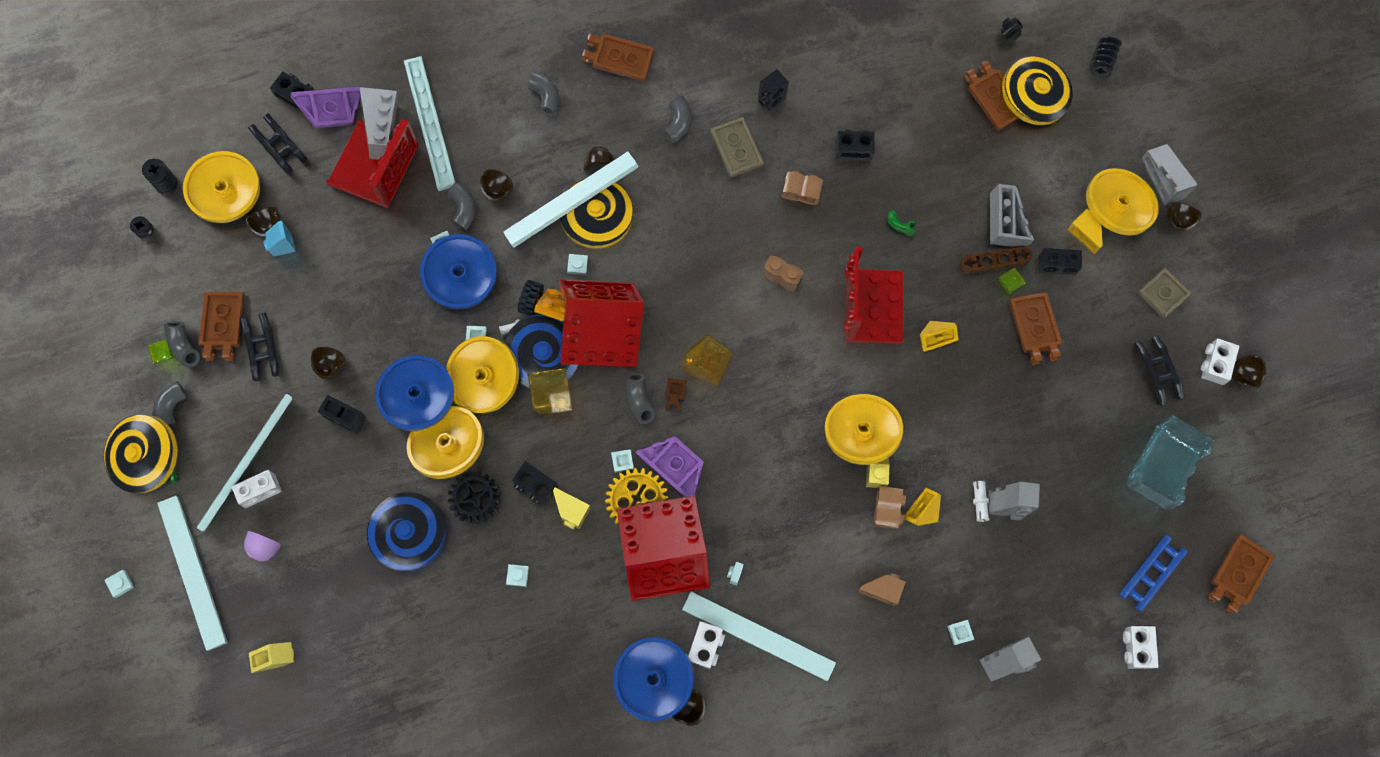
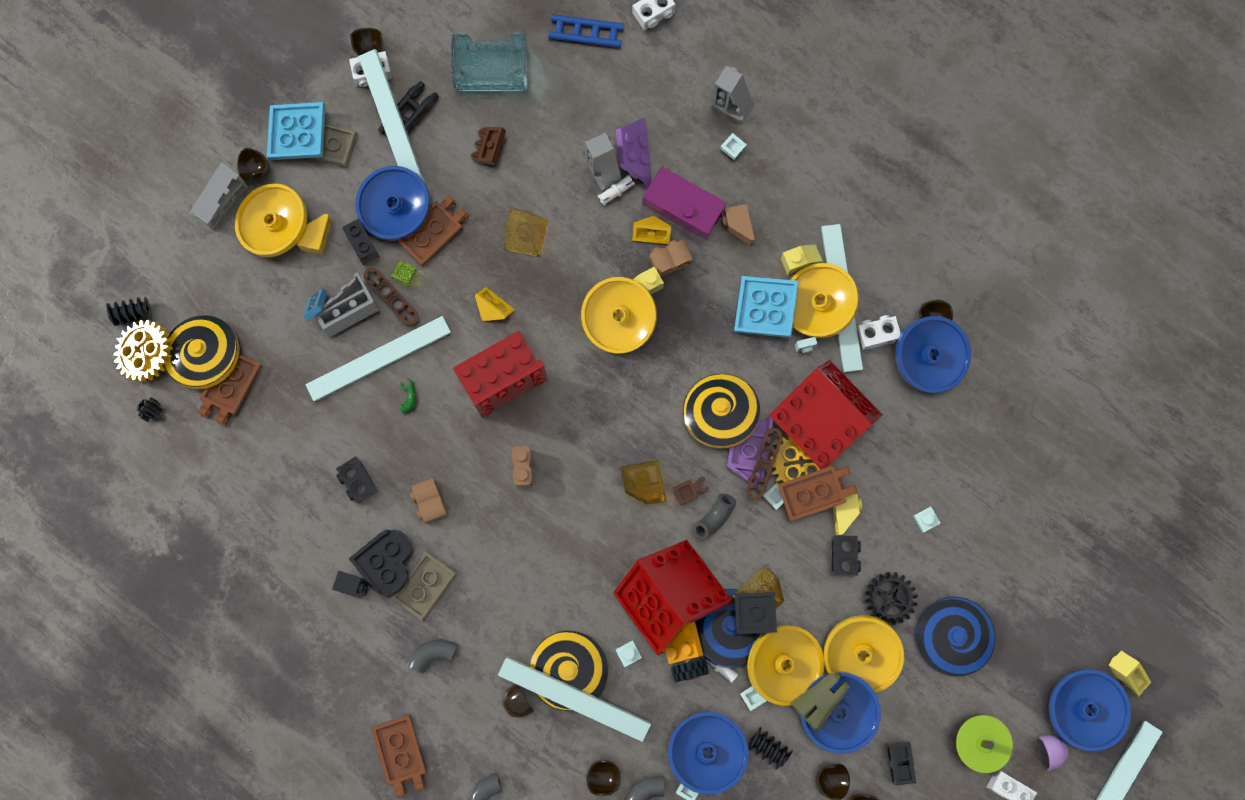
camera: 120 degrees left, 5 degrees up
(267, 598) = (1089, 710): none -> blue dish
(306, 488) = (984, 744): none -> lime piece
(366, 353) = (833, 781): none -> dark brown helmet
(427, 321) = (769, 748): none -> black piece
(433, 378) = (820, 700): none -> olive piece
(537, 372) = (755, 613): none -> black plate
(603, 491) = (815, 492): none -> dark orange tile
(656, 464) = (767, 465): none -> reddish brown beam
(725, 462) = (721, 411): none -> dish
(766, 611) = (824, 300): none -> yellow dish
(775, 126) = (383, 562): none -> black plate
(791, 561) = (766, 306): none -> medium azure plate
(817, 623) = (800, 257): none -> light yellow slope
(932, 551) = (683, 203): none -> magenta brick
(947, 221) = (378, 359): none -> light aqua tile
(988, 399) = (524, 232): none -> clear yellow slope
(1009, 538) = (634, 151): none -> medium lavender wing
(1025, 193) = (315, 304): none -> dark azure tile
(1064, 48) = (143, 351): none -> gear
(1080, 305) = (392, 203): none -> blue dish
(1088, 418) = (489, 145): none -> reddish brown plate
(1157, 347) = (389, 111): none -> light aqua tile
(1194, 267) = (296, 131): none -> medium azure plate

